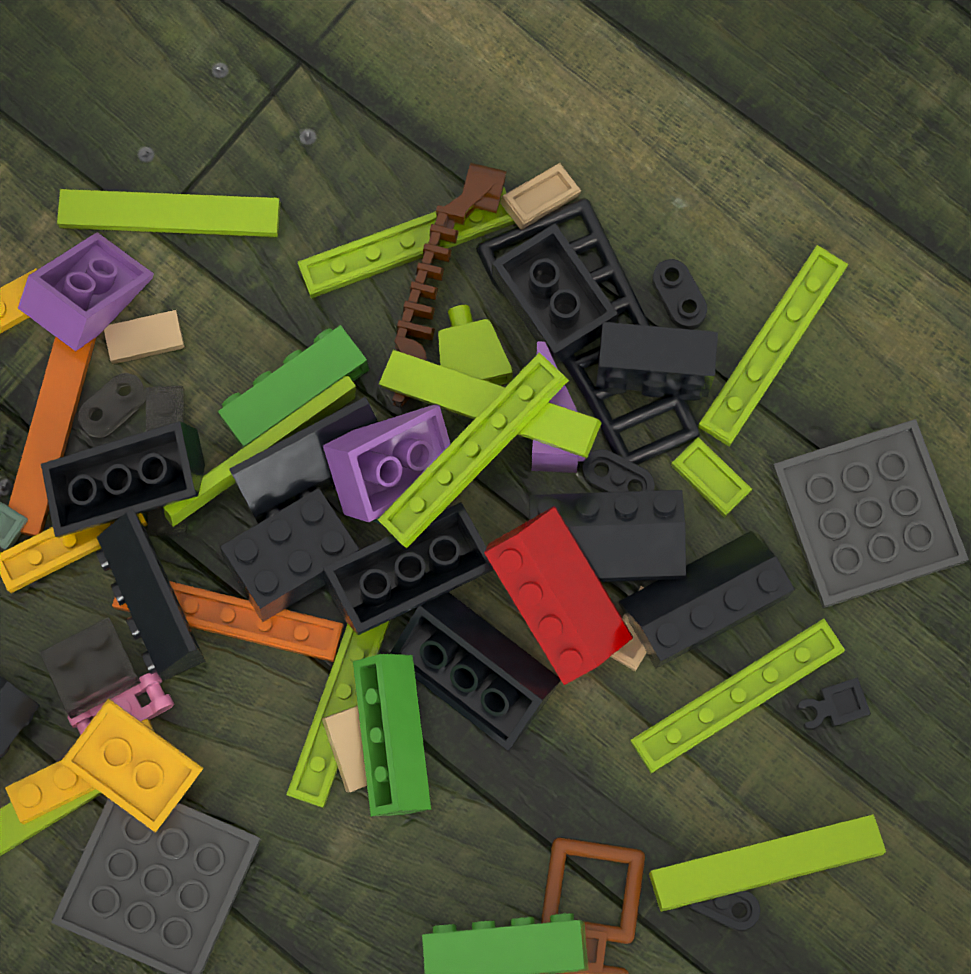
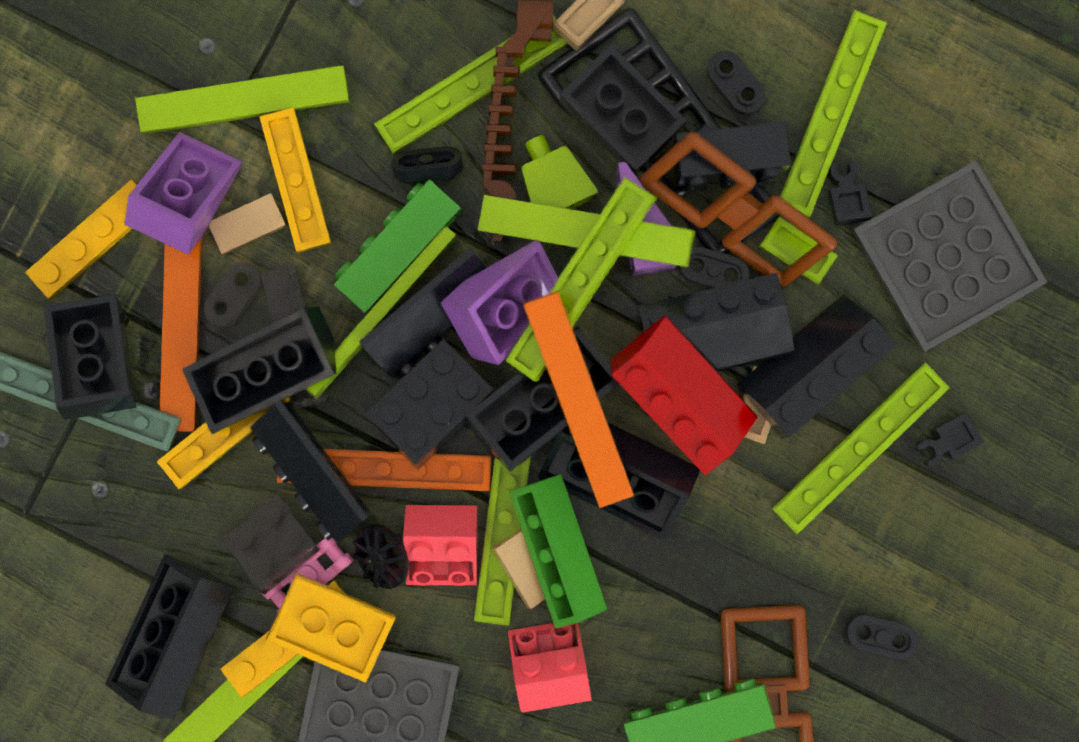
camera: 10 degrees left, 10 degrees up
(200, 710) = (381, 557): none -> black wheel
(204, 302) = (295, 180): none -> yellow plate
(269, 706) = (441, 544): none -> coral slope
(348, 312) = (427, 164): none -> black plate
(356, 858) = (548, 666): none -> coral slope
(445, 573) = (578, 399): none -> orange tile
(652, 414) = (737, 209): none -> dark orange bar
(767, 862) = (916, 595): lime tile -> none
(772, 433) = (848, 200): none -> black plate

